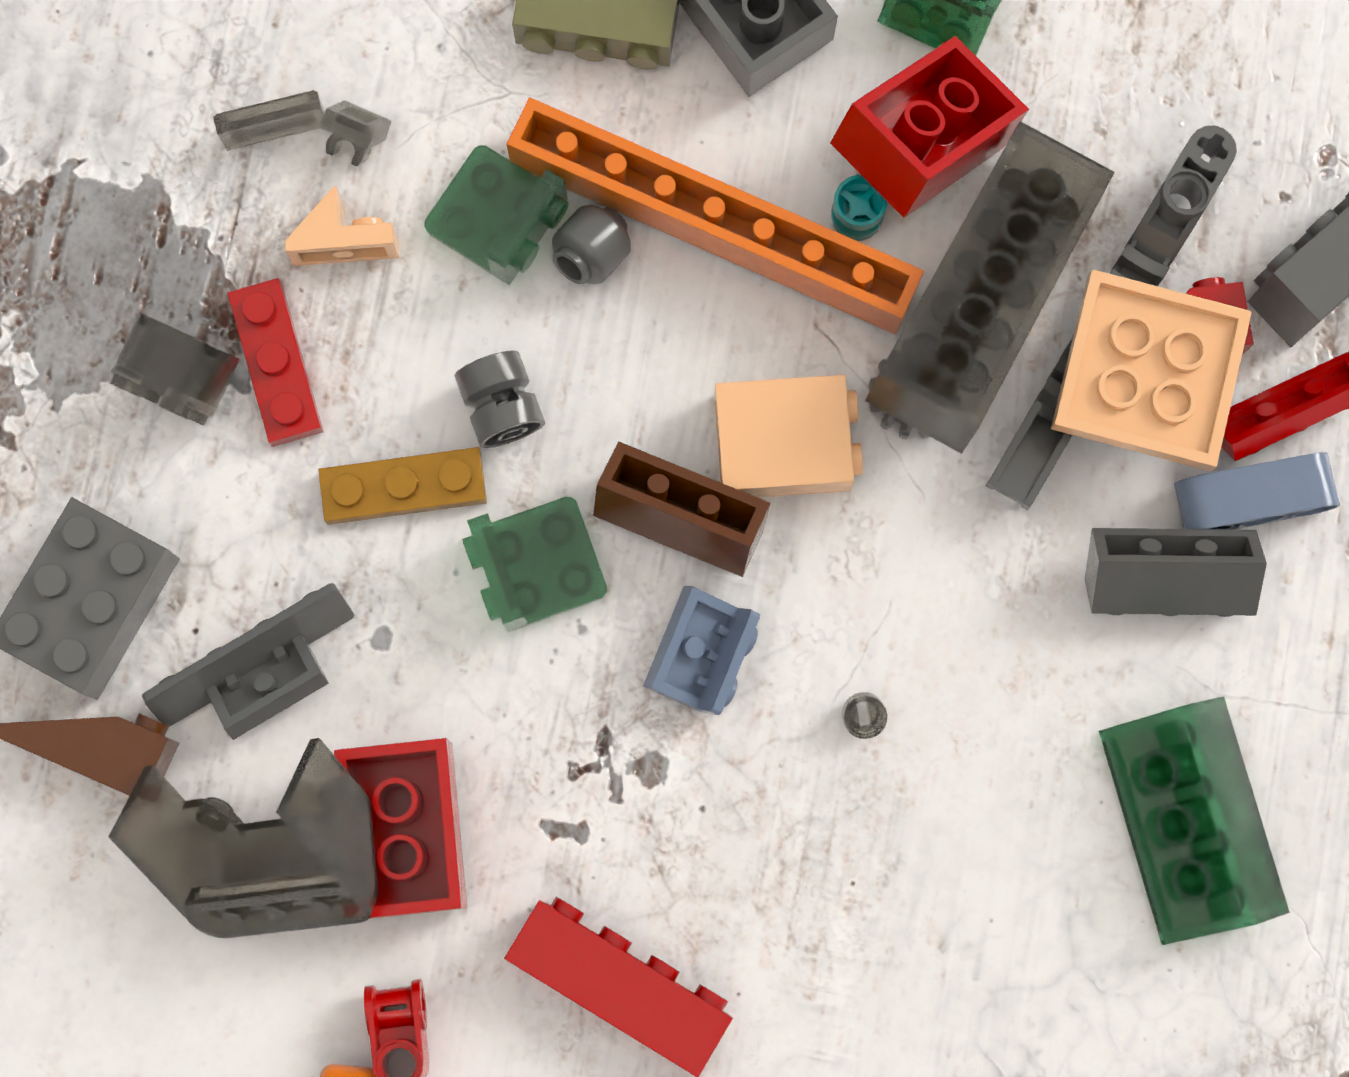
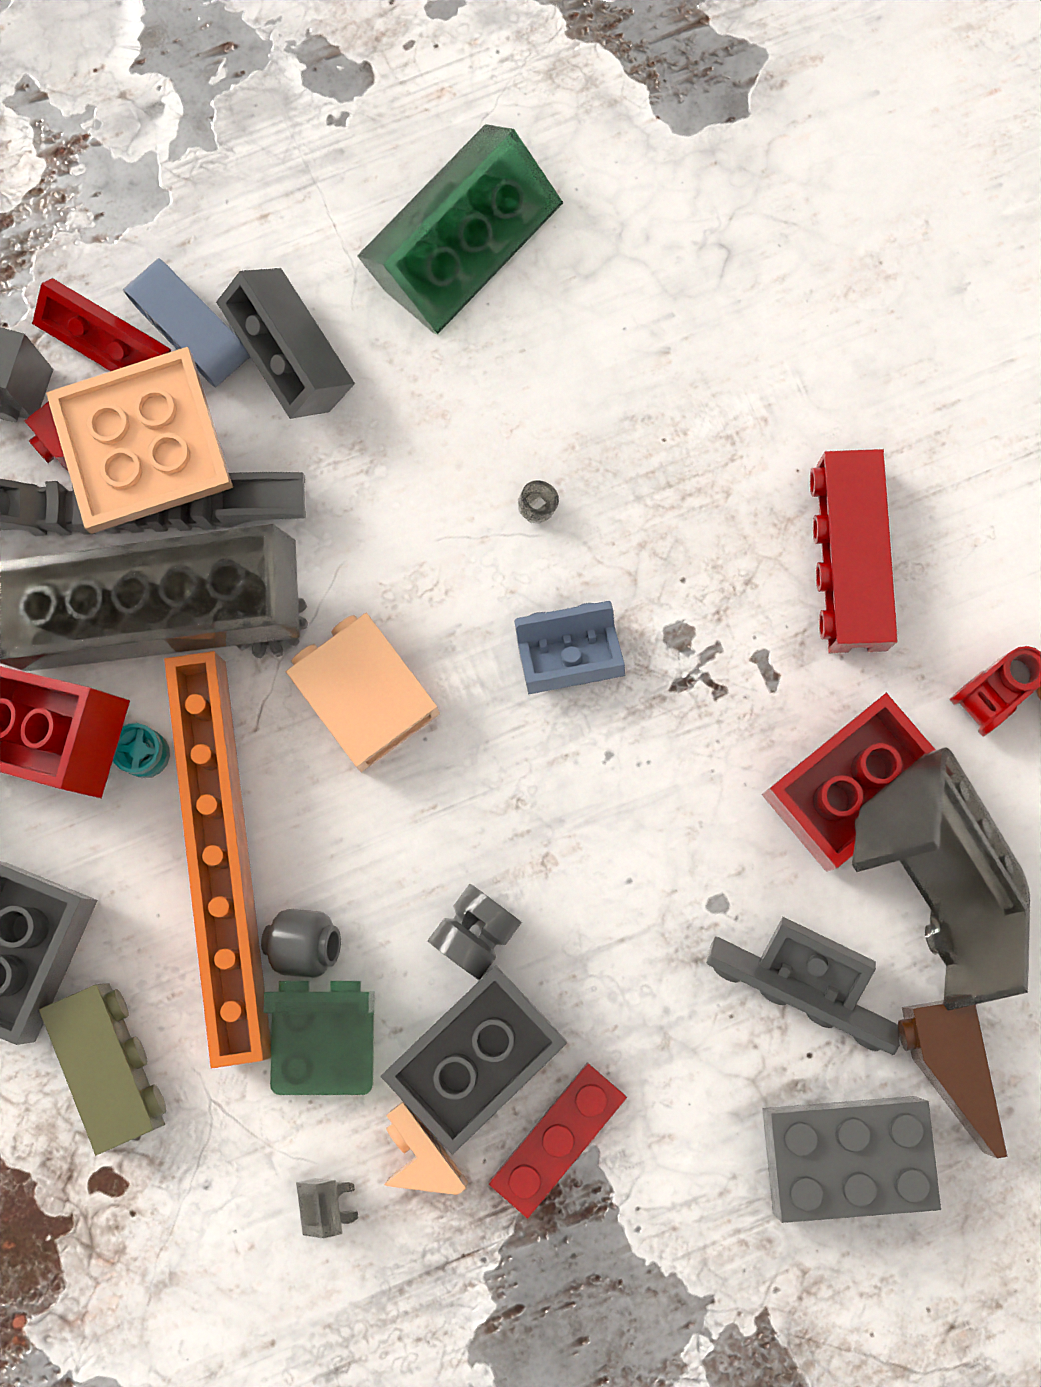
camera: 120 degrees left, 0 degrees up
(175, 366) = (622, 1214): clear smoke brick -> none
(269, 120) = (360, 1284): clear smoke tile -> none
(389, 328) = (474, 1059): none -> dark grey brick
(402, 485) = (591, 967): pearl gold plate -> none
(535, 563) = (584, 819): clear green bracket -> none
(680, 509) = (471, 730): reddish brown brick -> none

